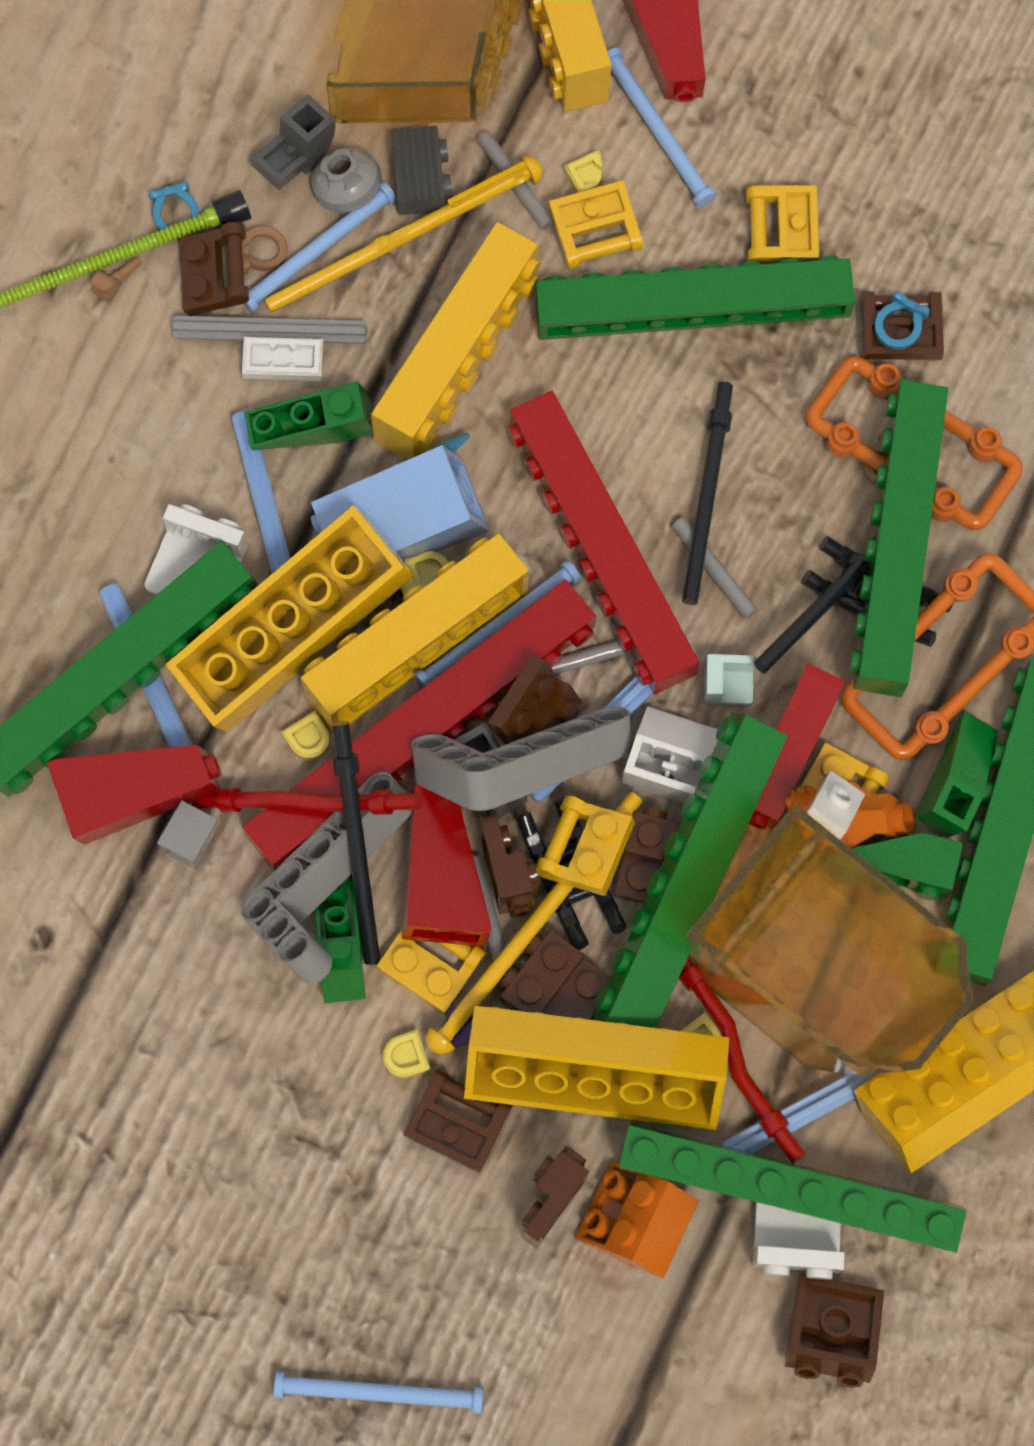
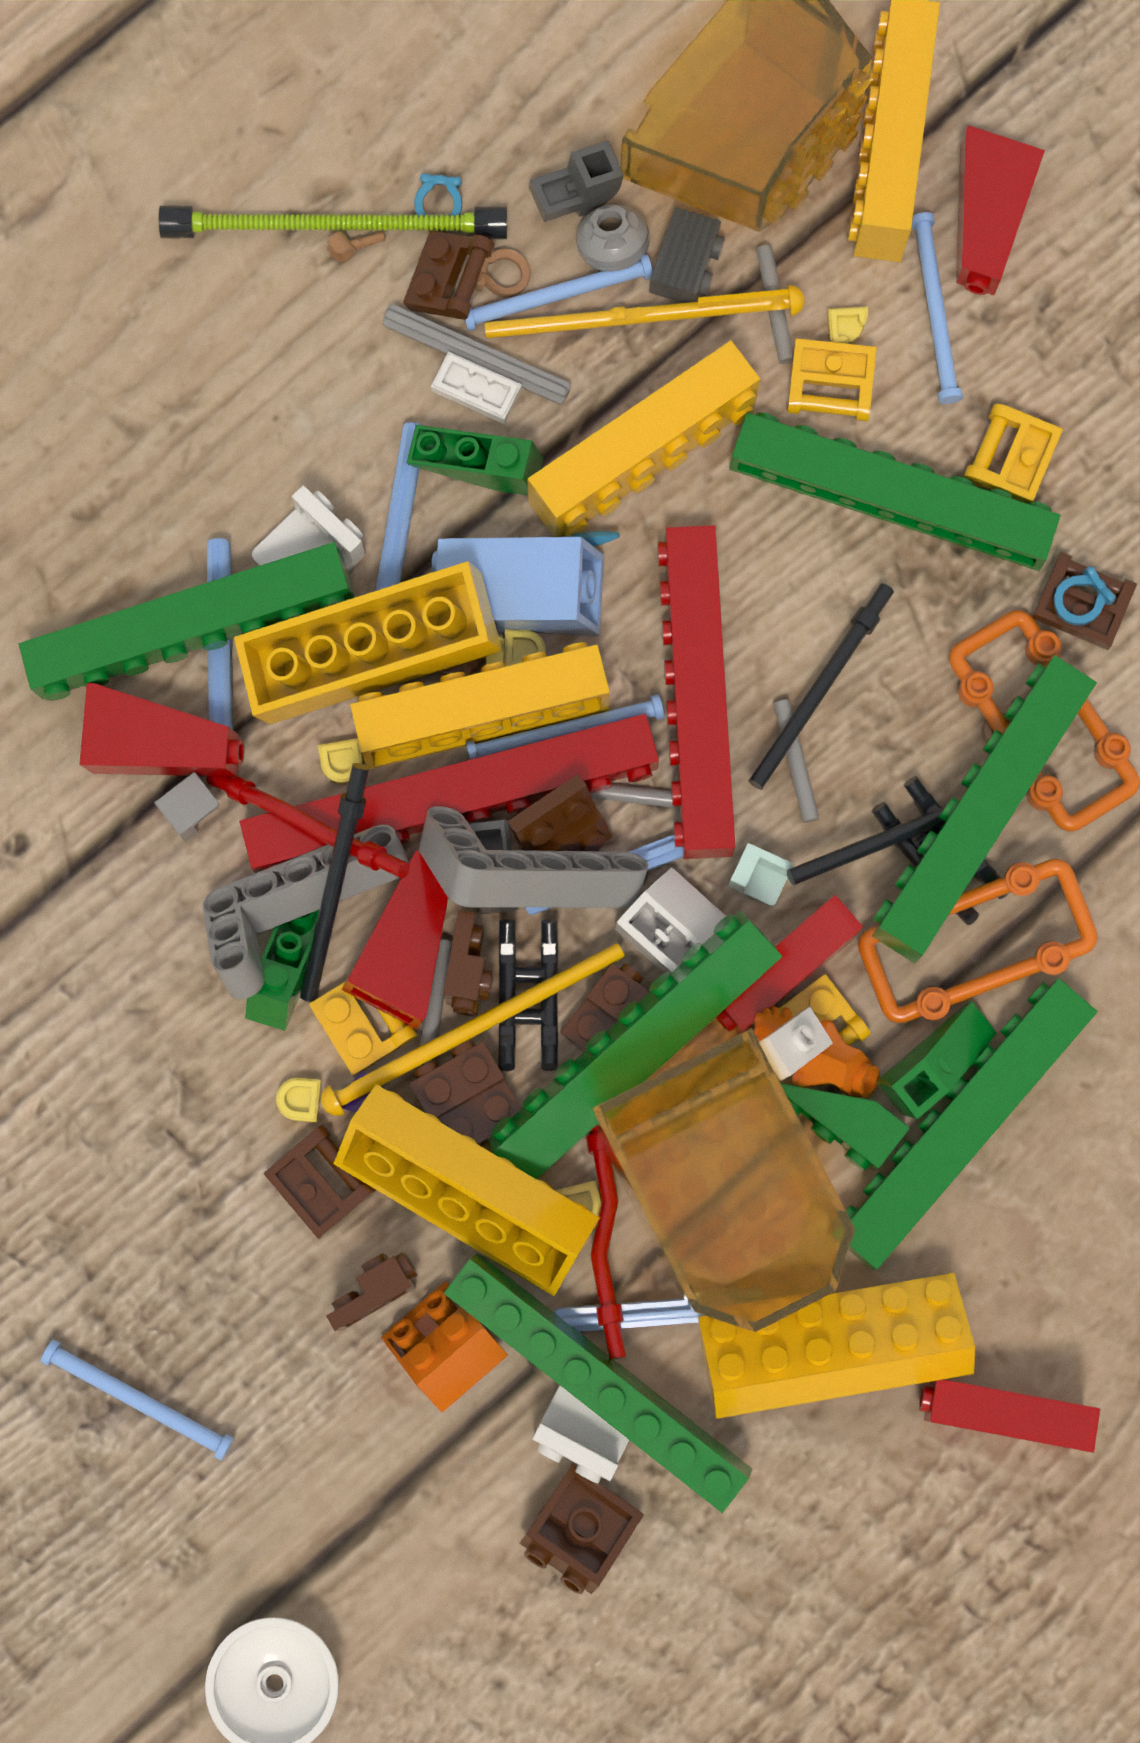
camera: 25 degrees right, 5 degrees up
(597, 849) = (559, 985): yellow plate -> none

